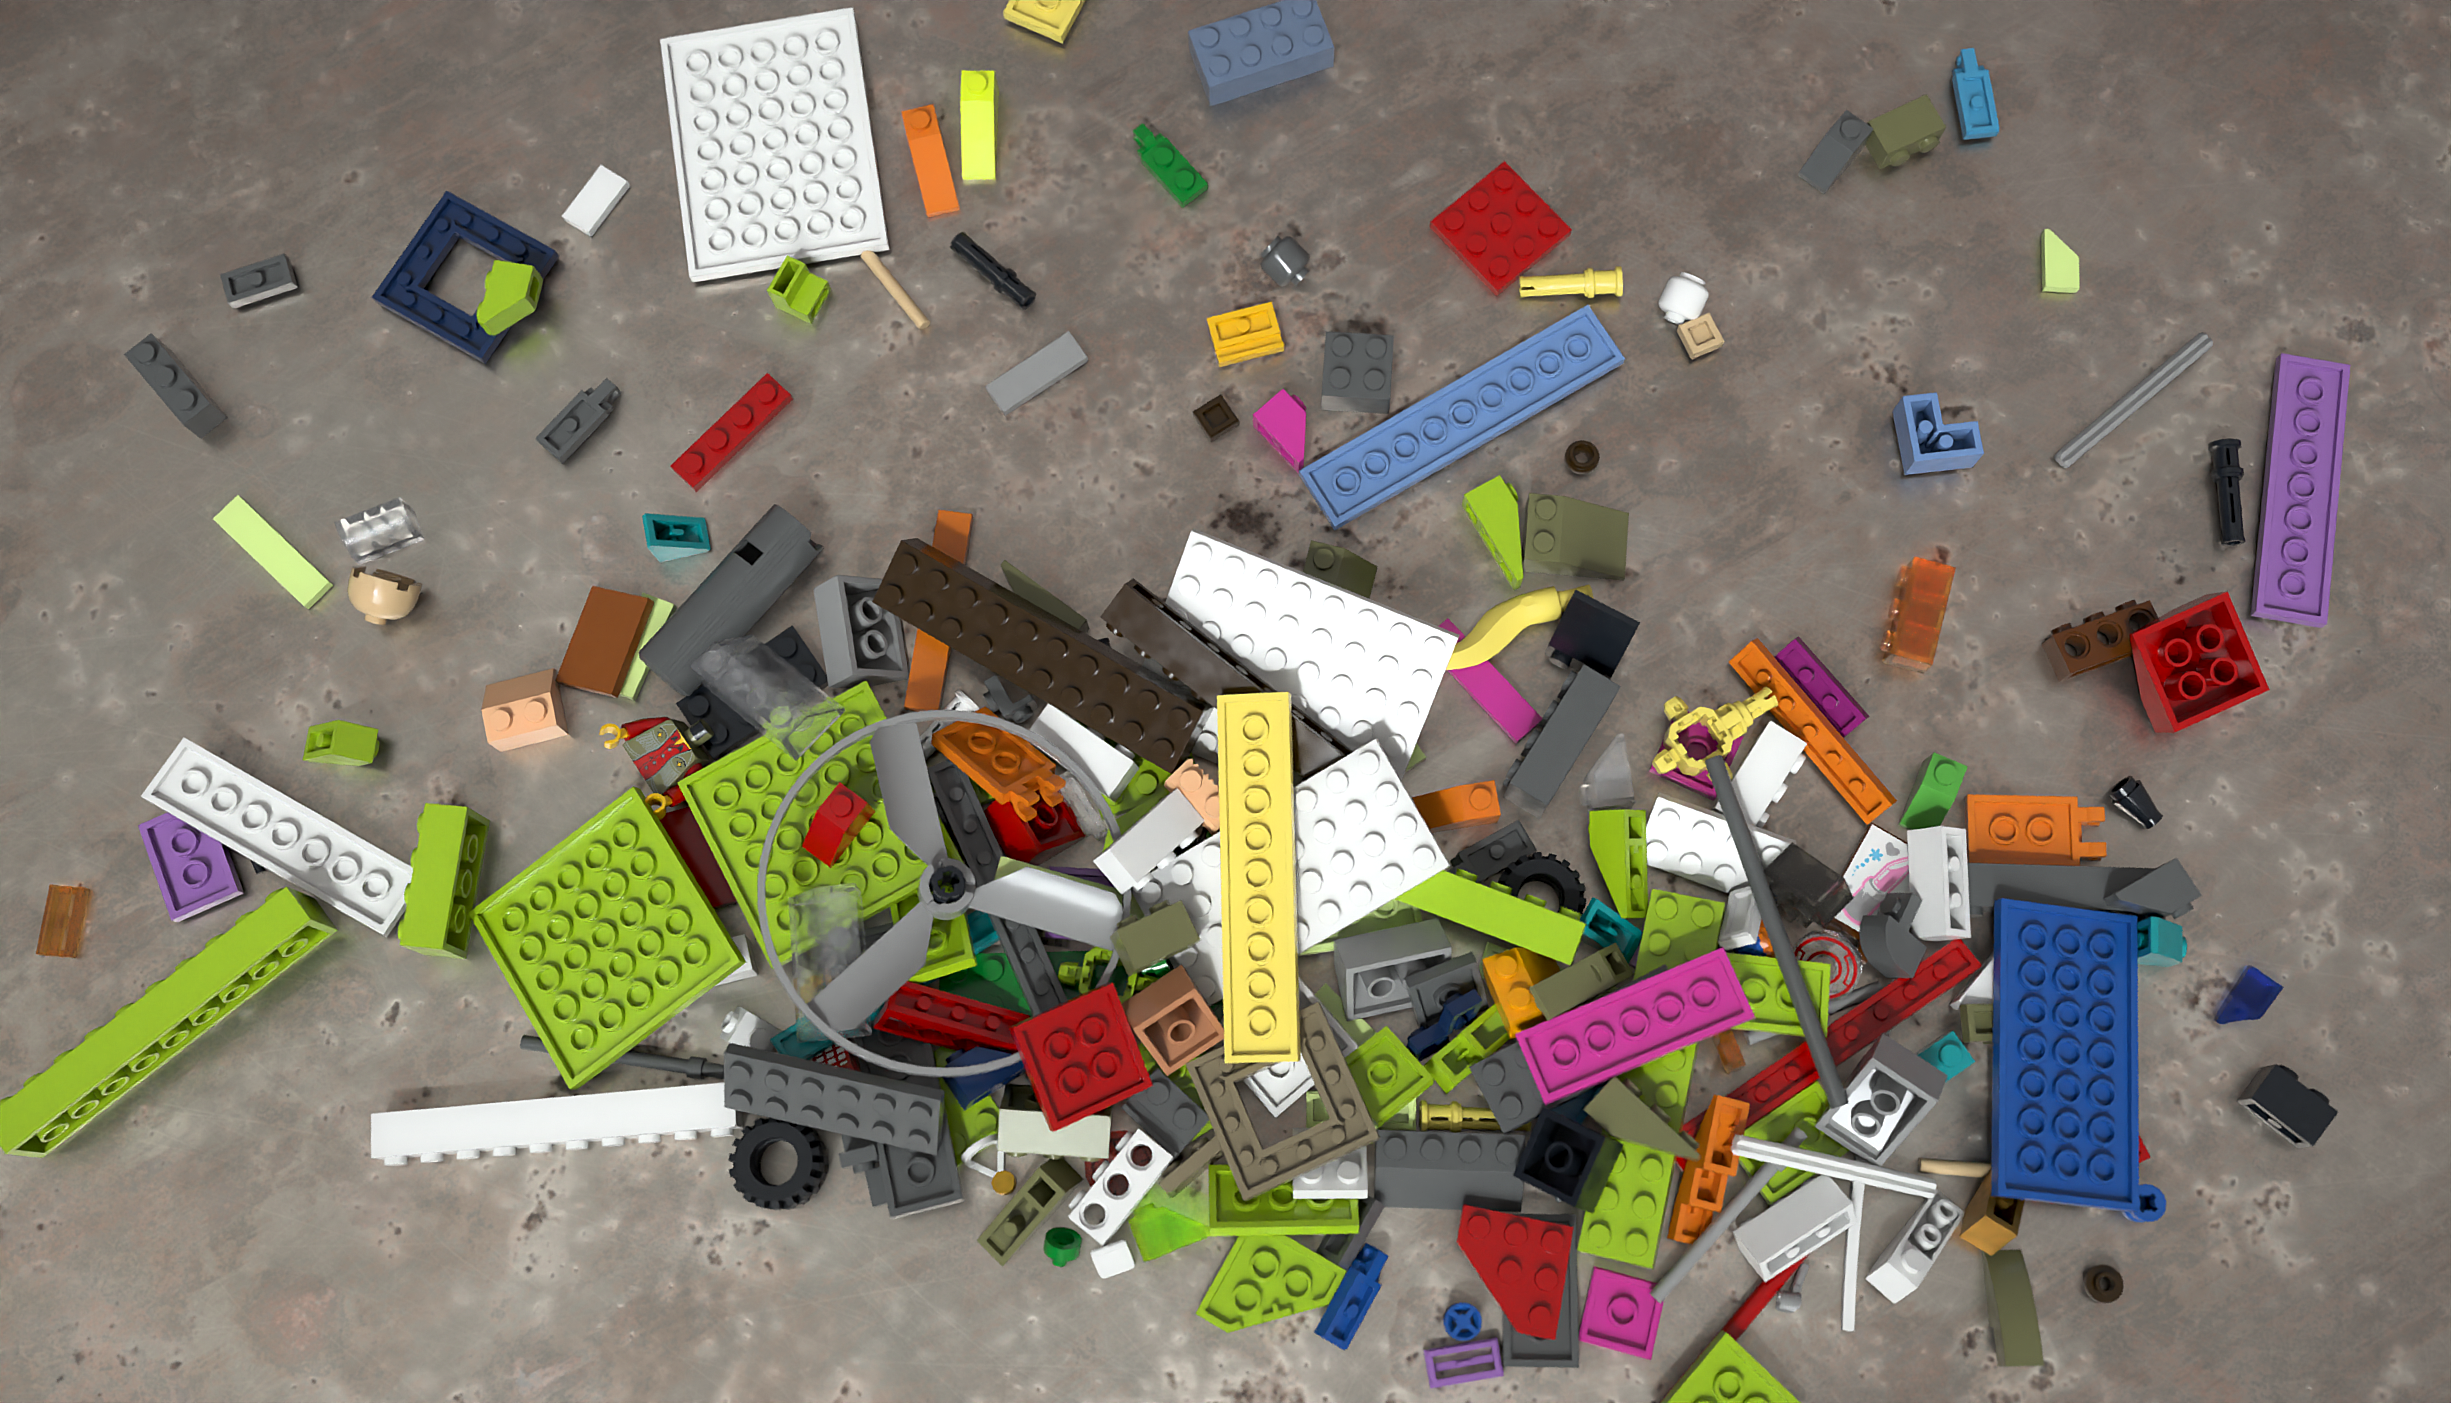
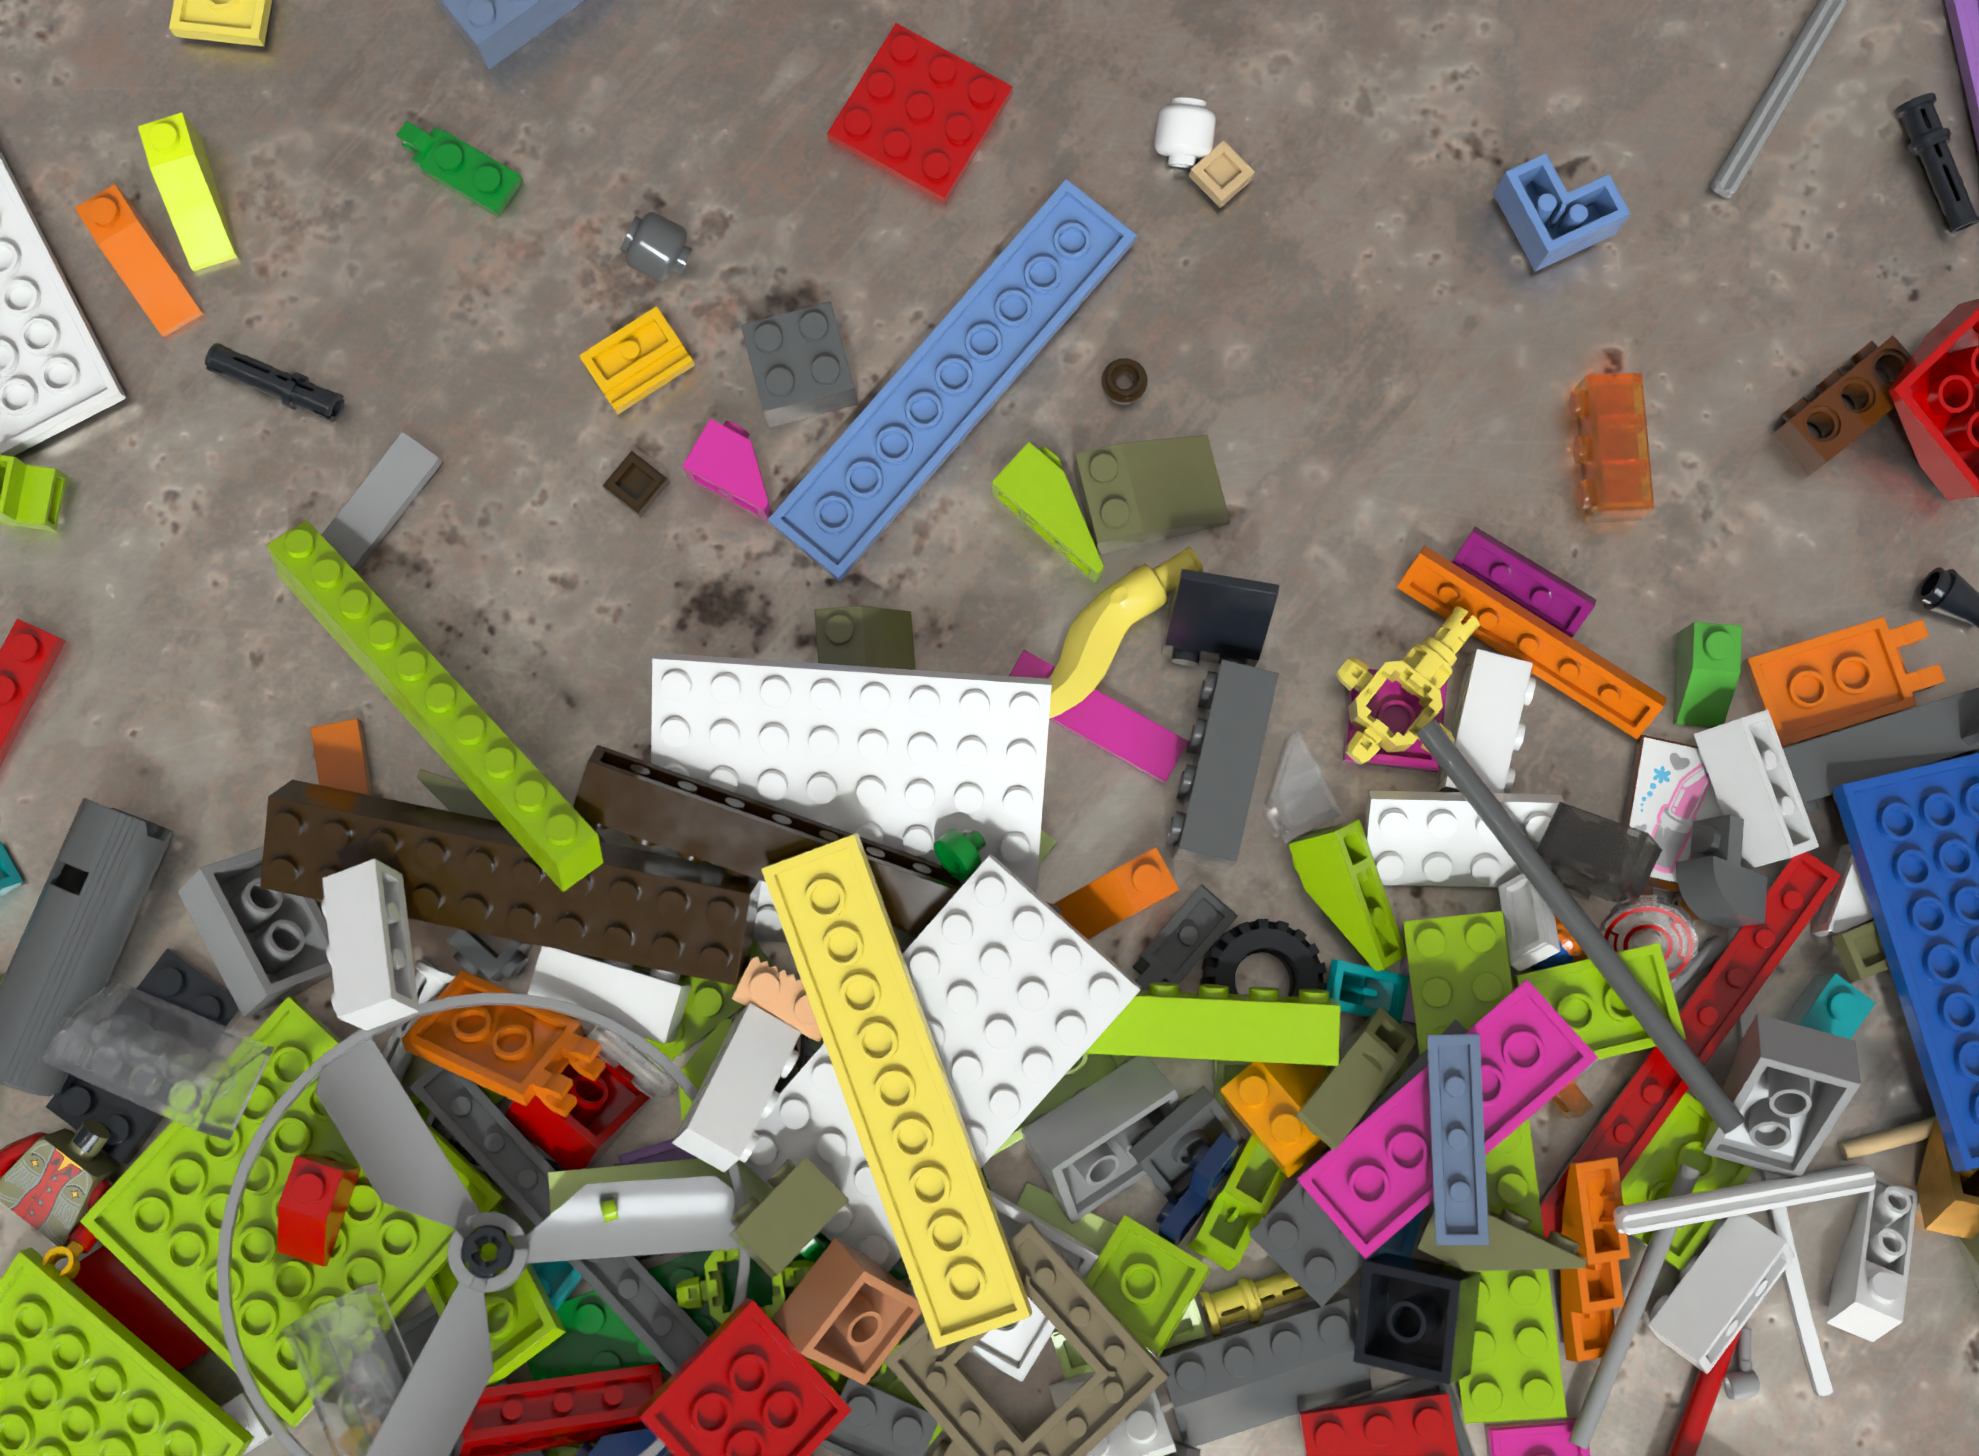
camera: 25 degrees left, 5 degrees up
(895, 289) = (153, 449): tan bar -> none
(936, 658) = (369, 945): none -> white brick
(1033, 518) = (437, 706): none -> lime brick
(1035, 890) = (609, 1210): none -> lime piece
(1355, 733) = (959, 853): none -> green tile
(1588, 282) = (1056, 151): light yellow pin -> none
(1636, 1038) = (1457, 1139): none -> sand blue plate

